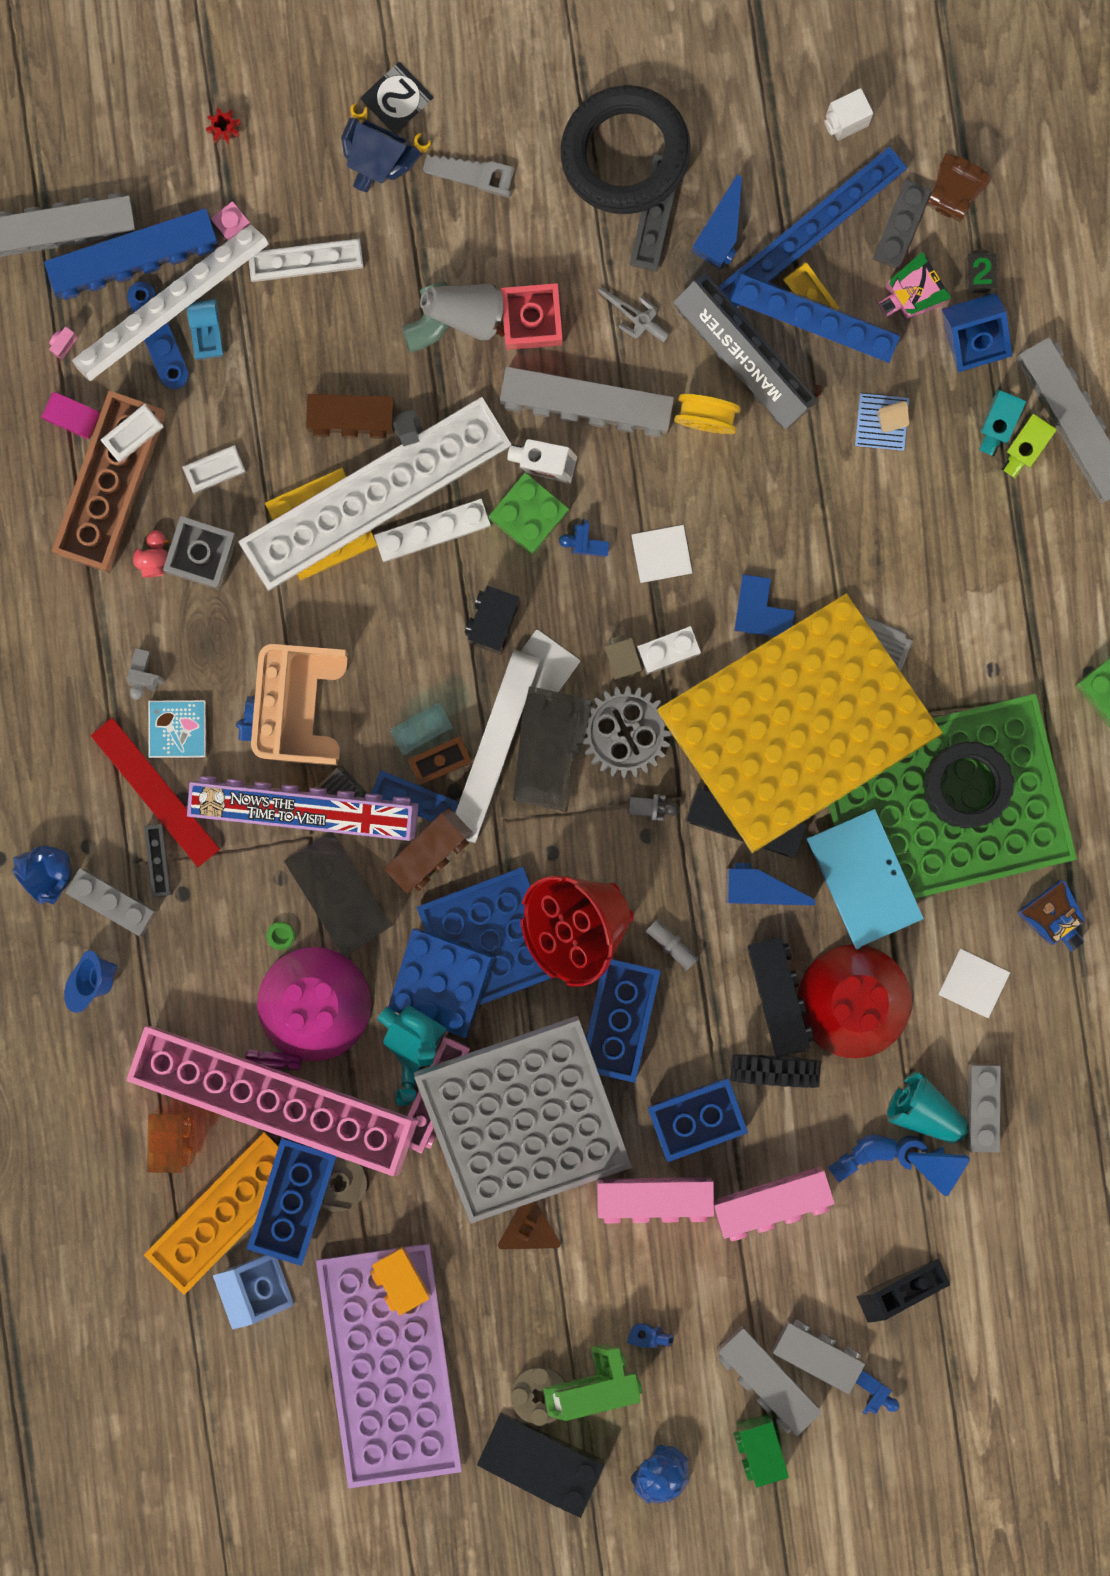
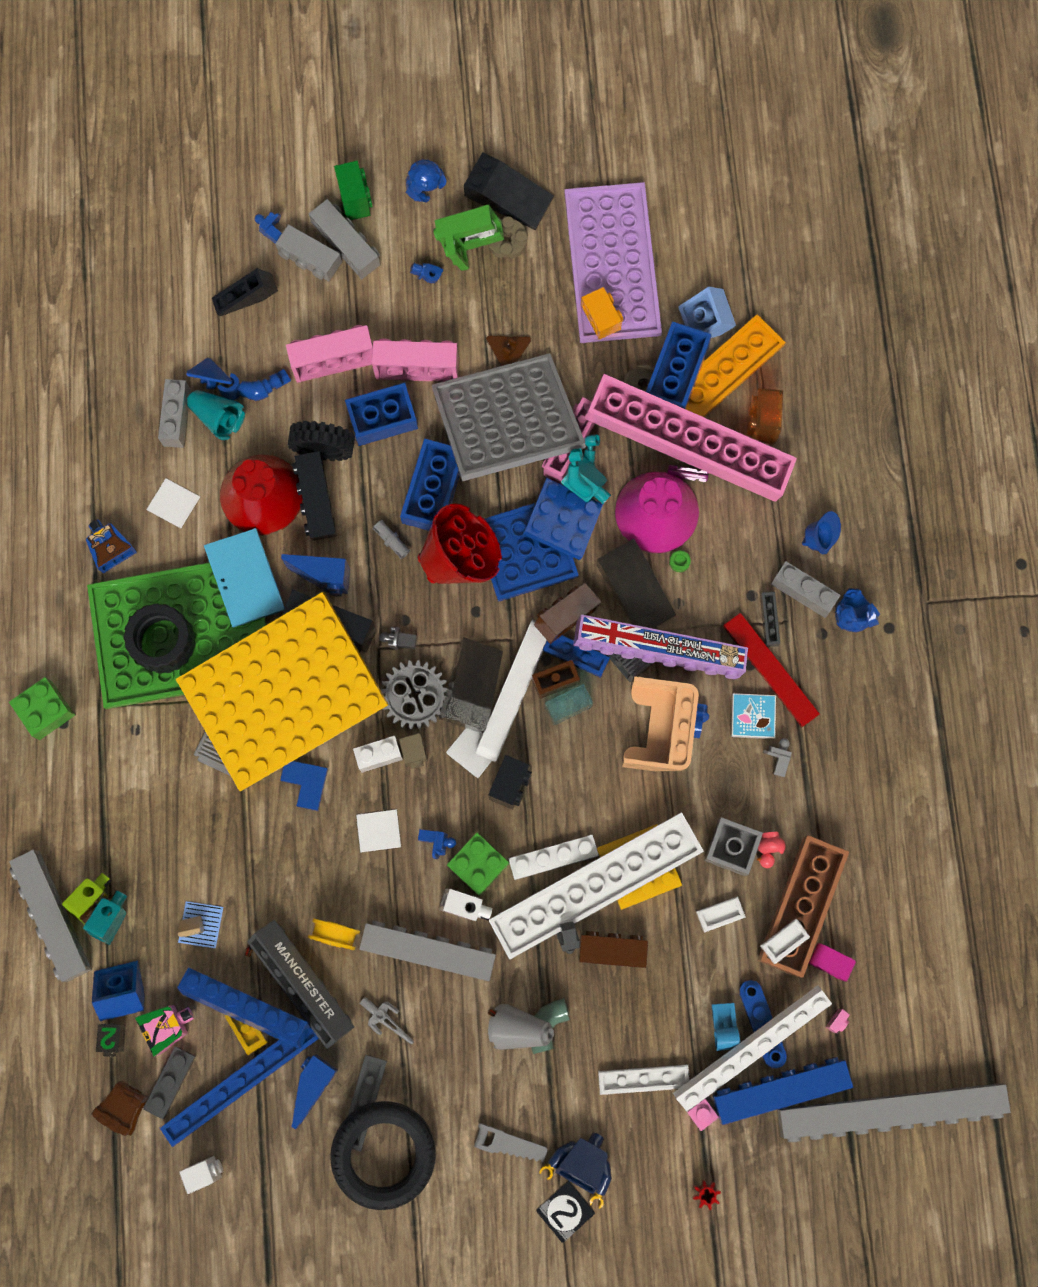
camera: 175 degrees left, 10 degrees down
(531, 316) = (466, 1021): coral brick -> none

